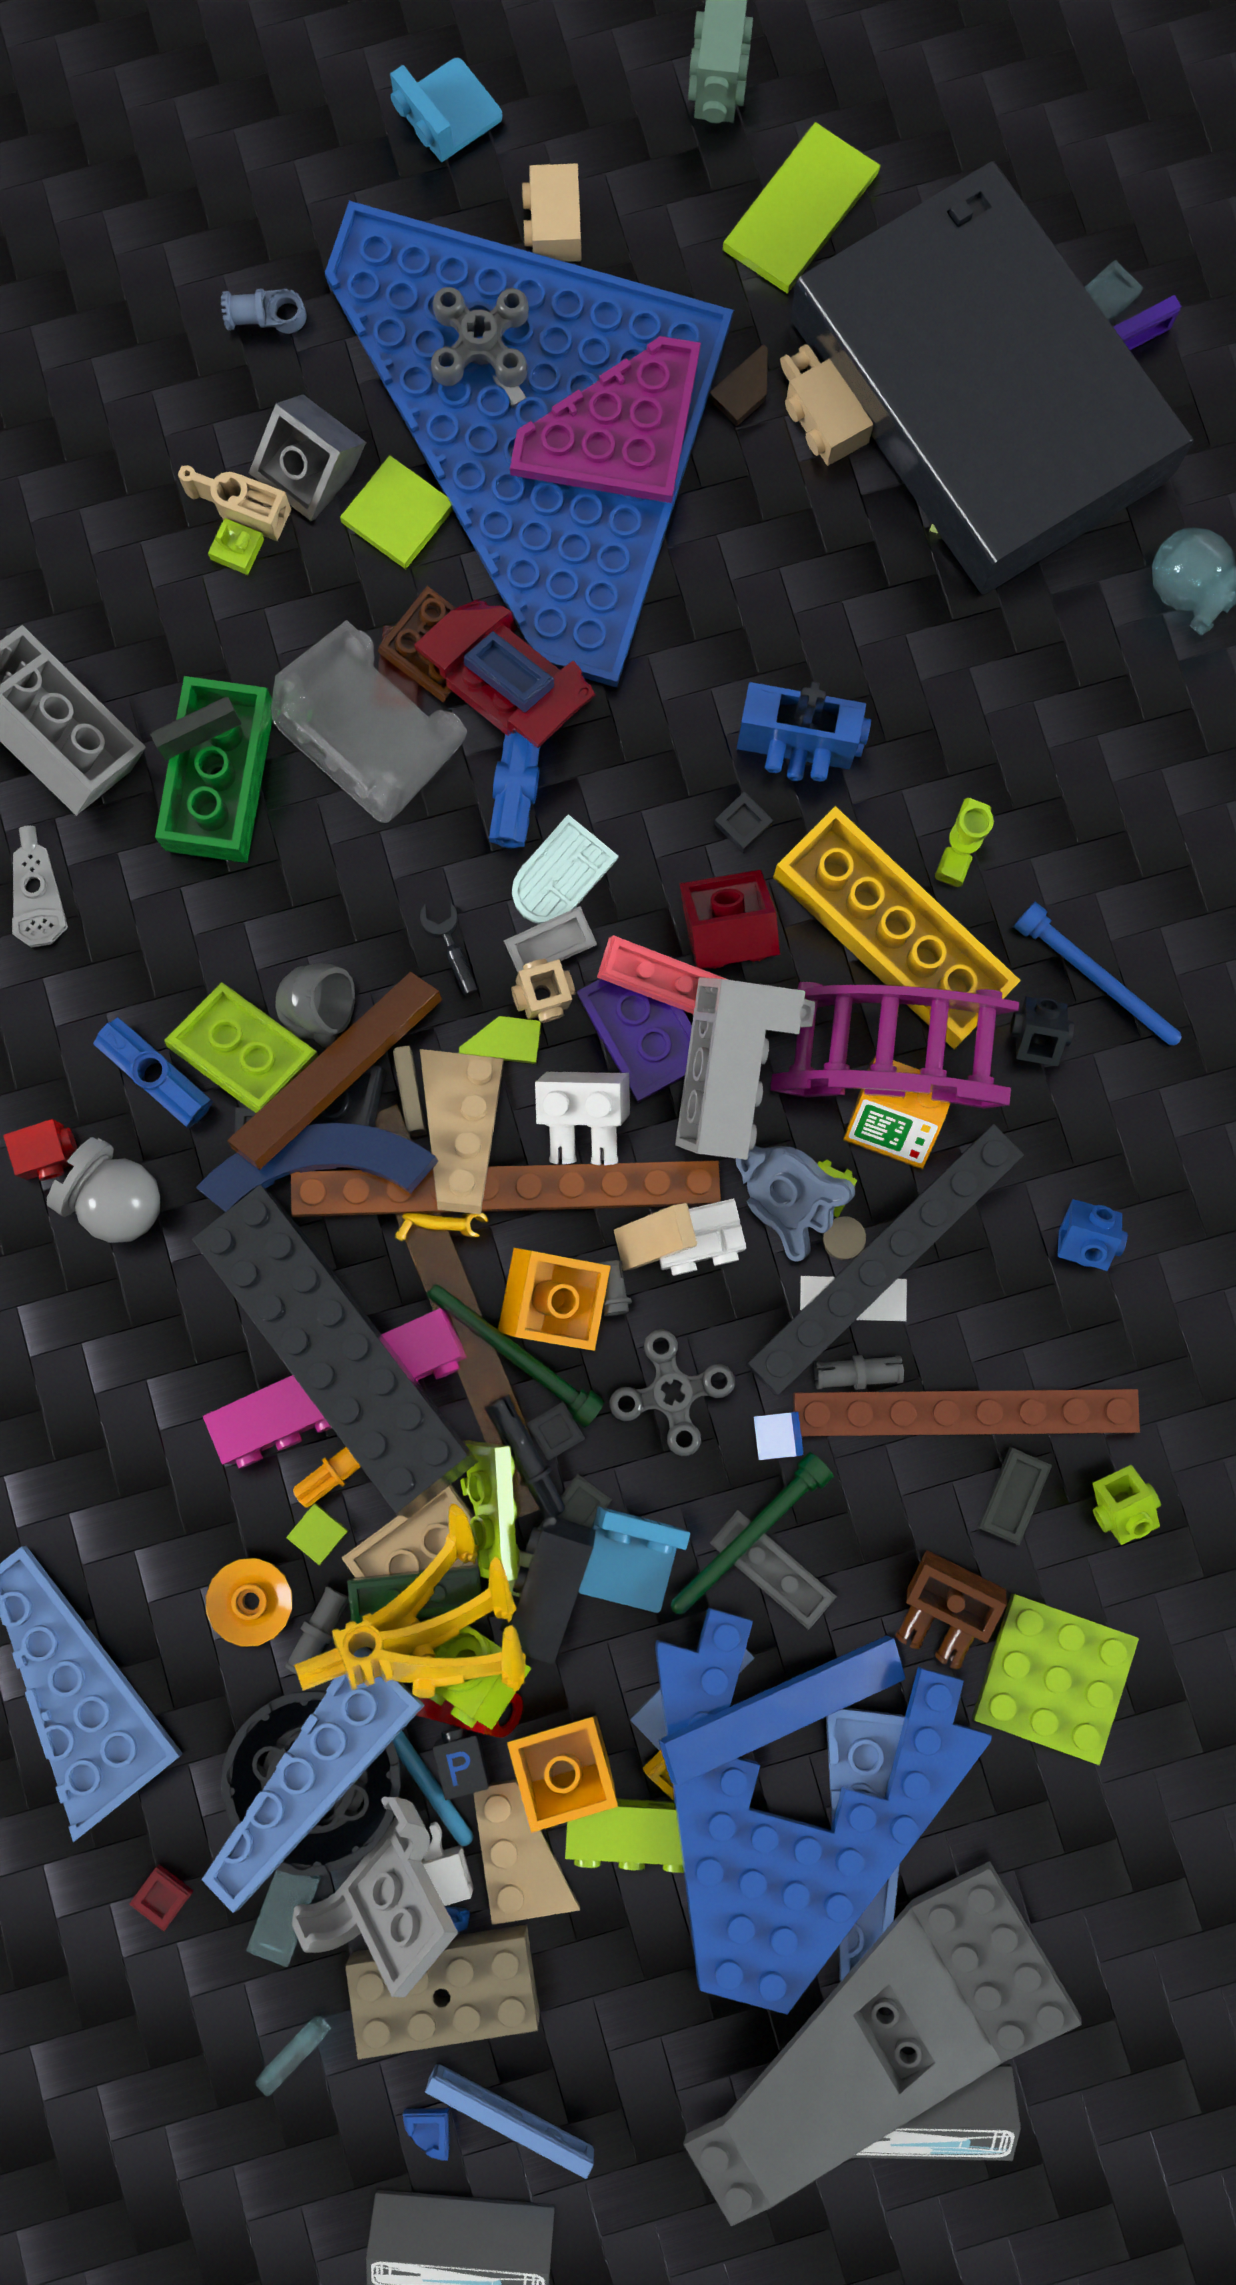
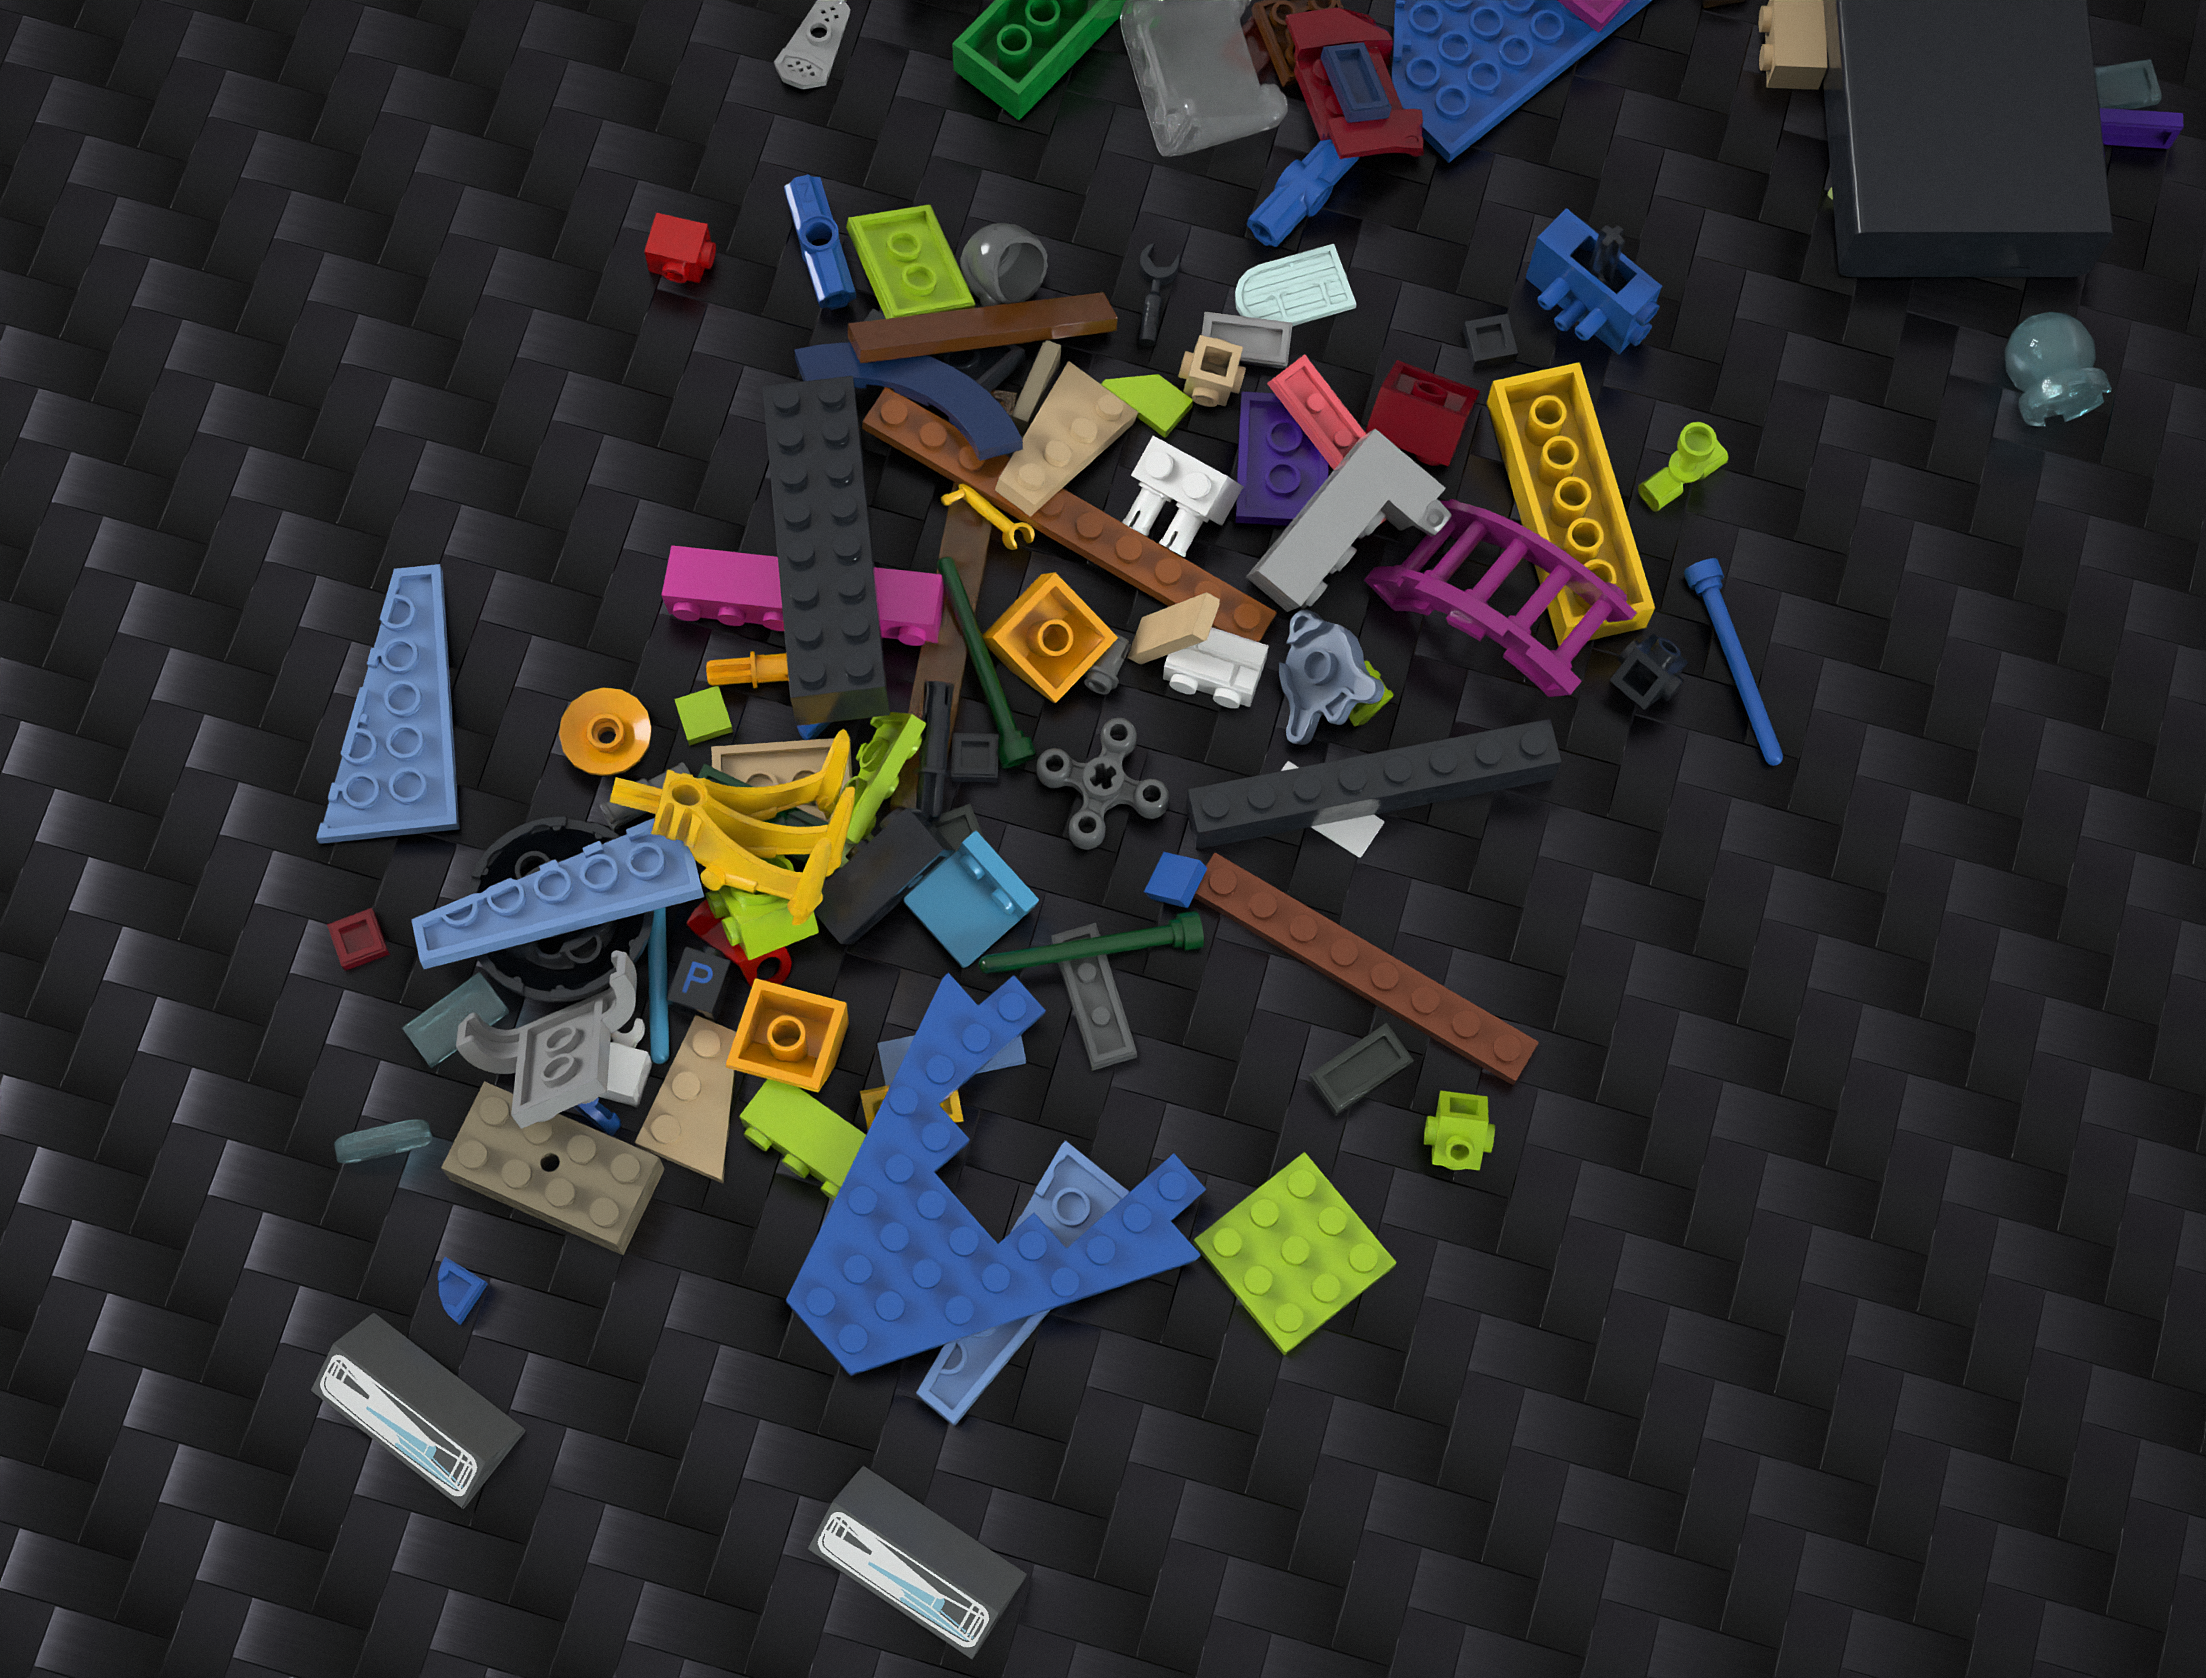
camera: 30 degrees right, 10 degrees down
(110, 1196) = (711, 312): light grey tile -> none
(511, 2120) = (538, 1320): medium blue tile -> none
(781, 1710) = (1022, 1104): blue tile -> none
(844, 1238) = (1348, 742): dark tan tile -> none
(858, 1372) = (1285, 870): dark grey pin -> none
(897, 1125) = (1465, 675): slope -> none
(956, 1598) = (1242, 1105): reddish brown brick -> none
(962, 1993) = (1024, 1461): dark grey wing -> none
(1091, 1235) = (1581, 876): blue brick -> none

